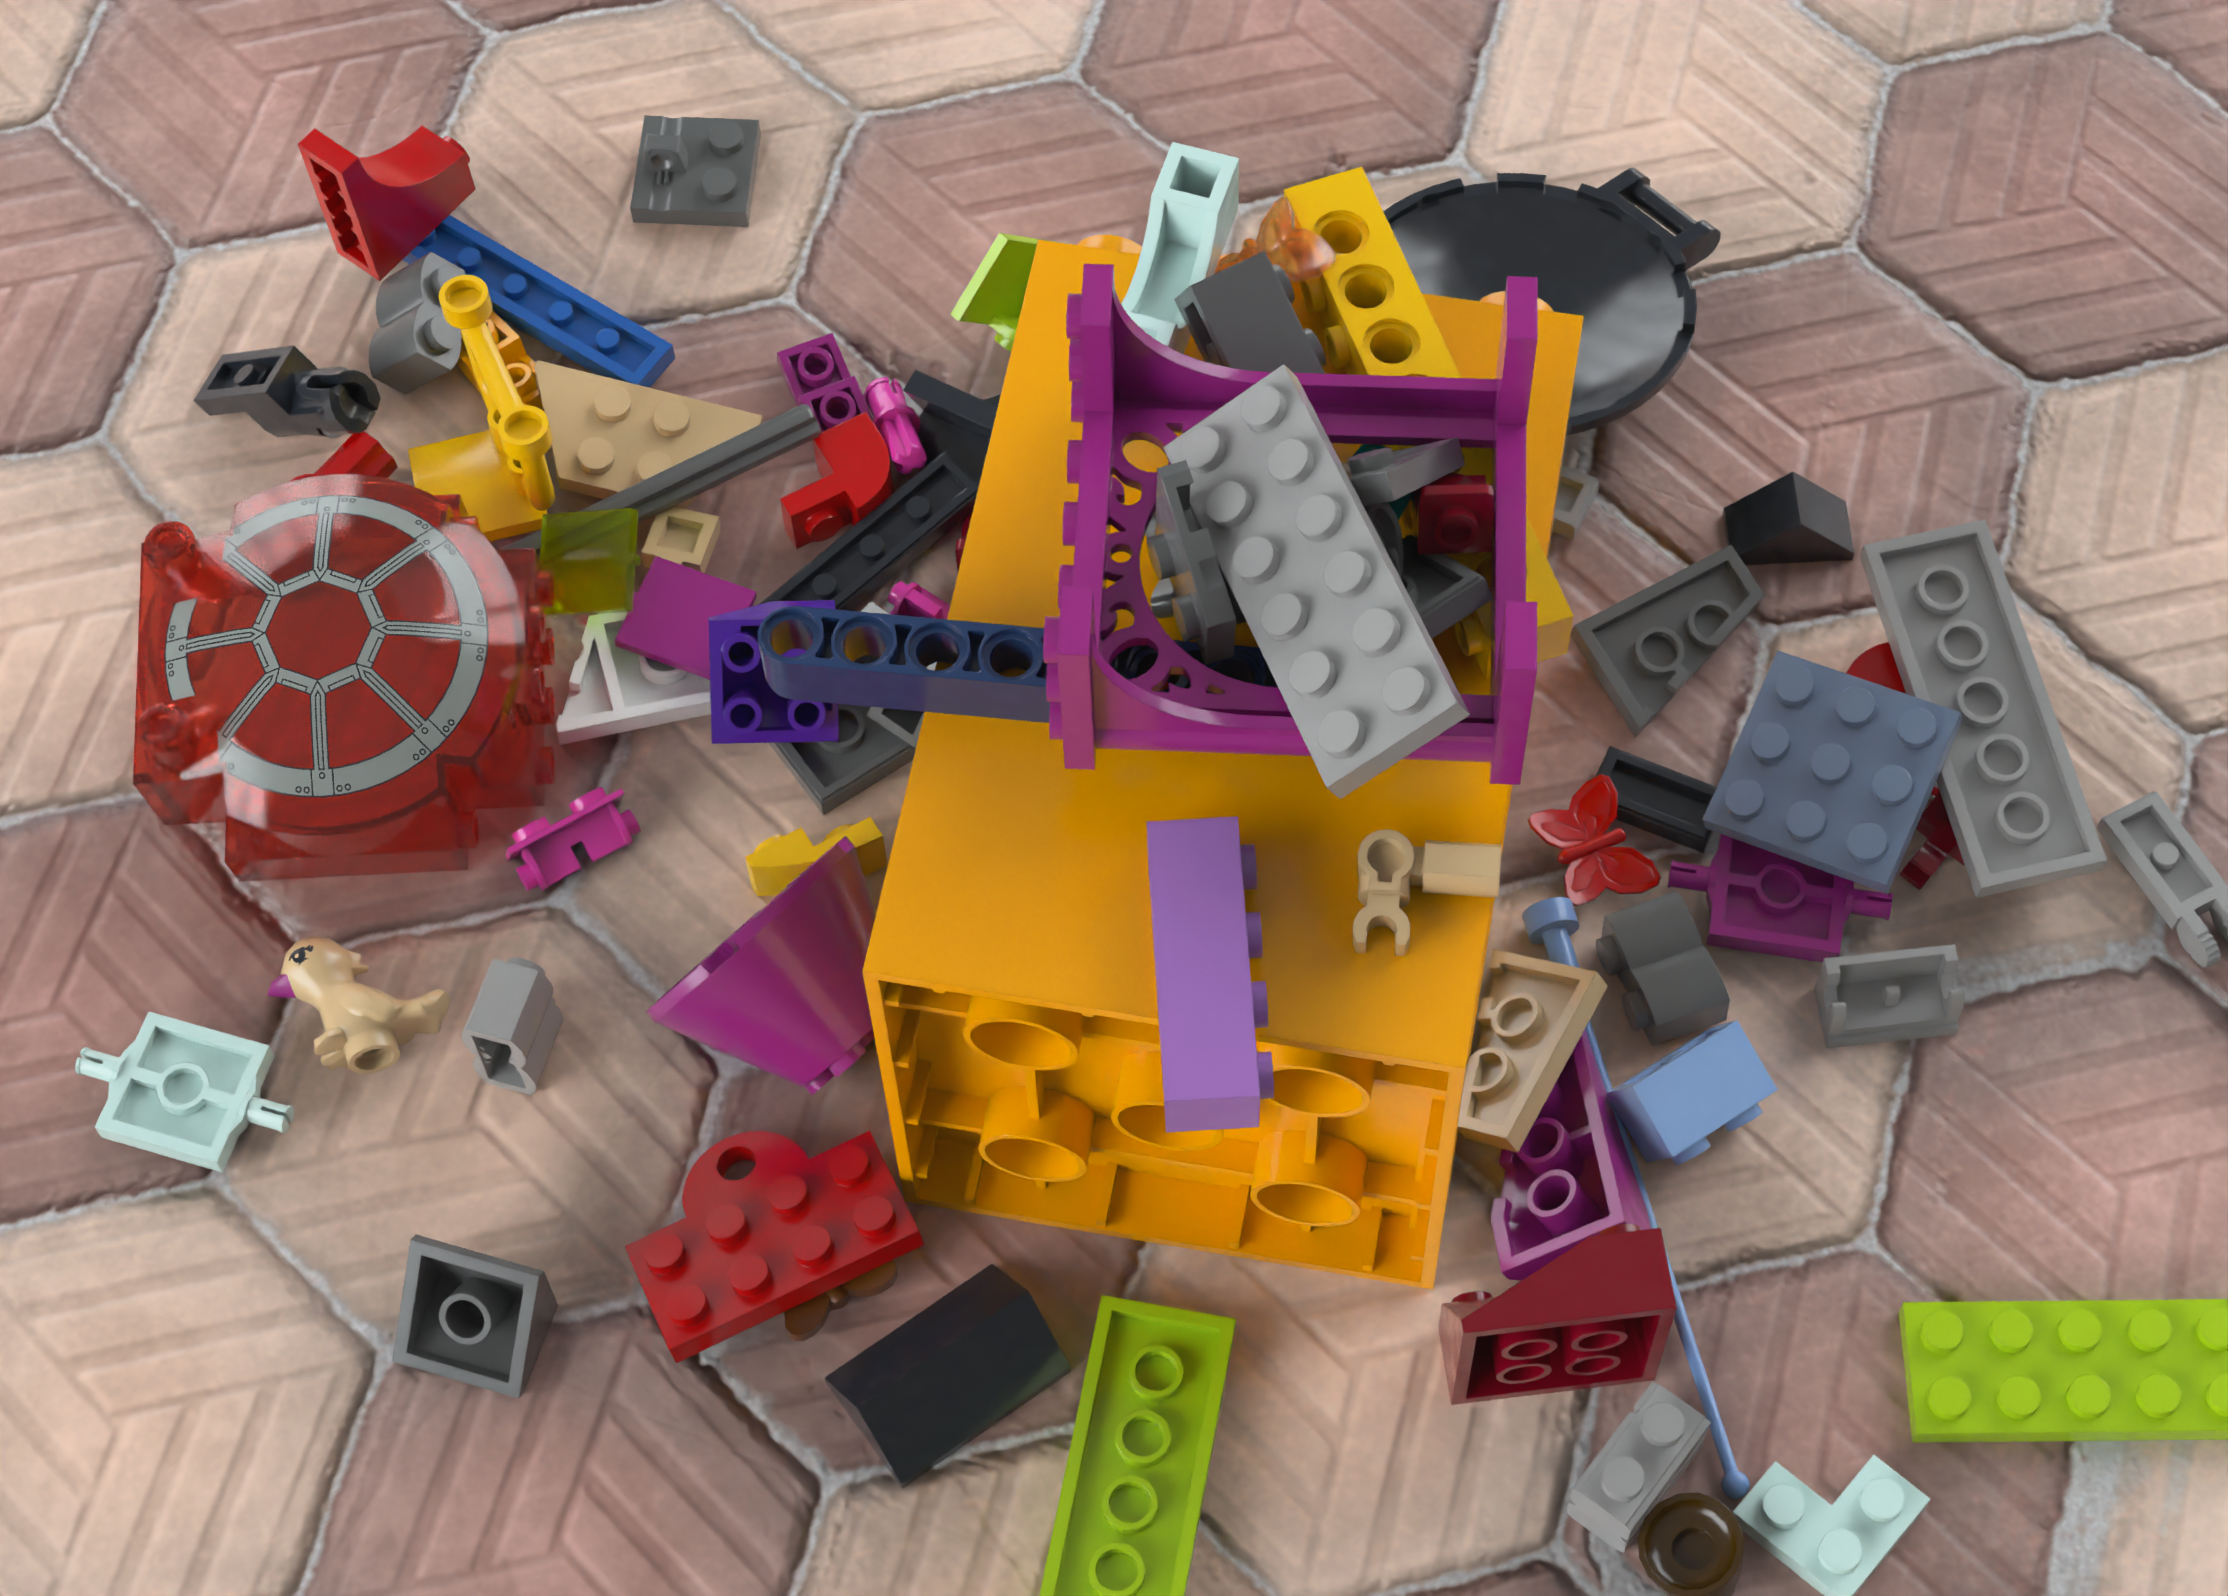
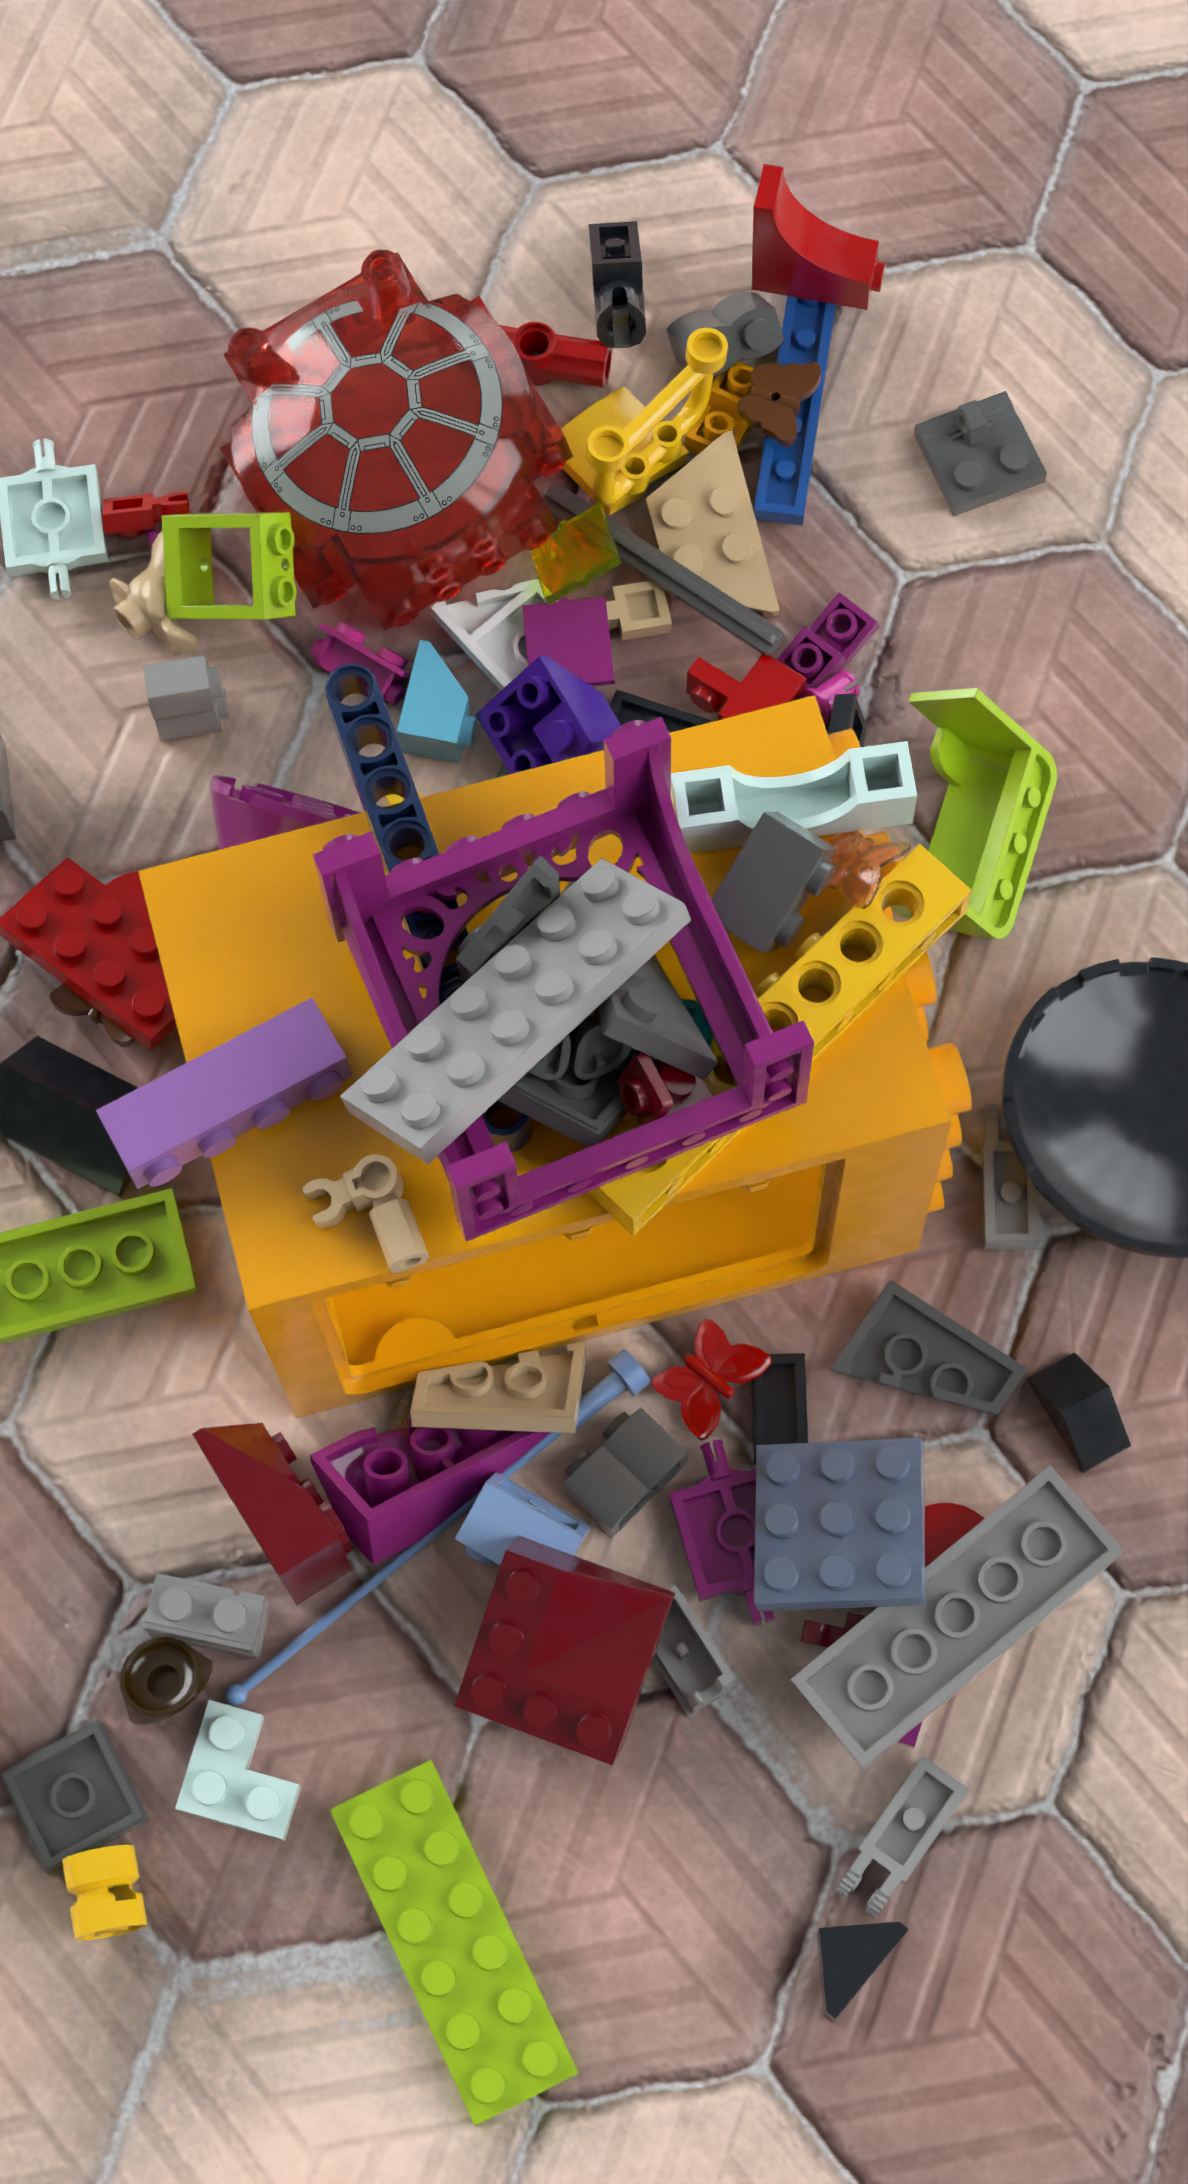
camera: 65 degrees right, 10 degrees up
(239, 993) = (135, 514): none -> red plate
(357, 949) = (191, 571): none -> lime window
(530, 304) = (788, 385): none -> reddish brown animal
(675, 785) = (435, 710): none -> medium azure slope
(1850, 1100) = (564, 1649): none -> dark red slope

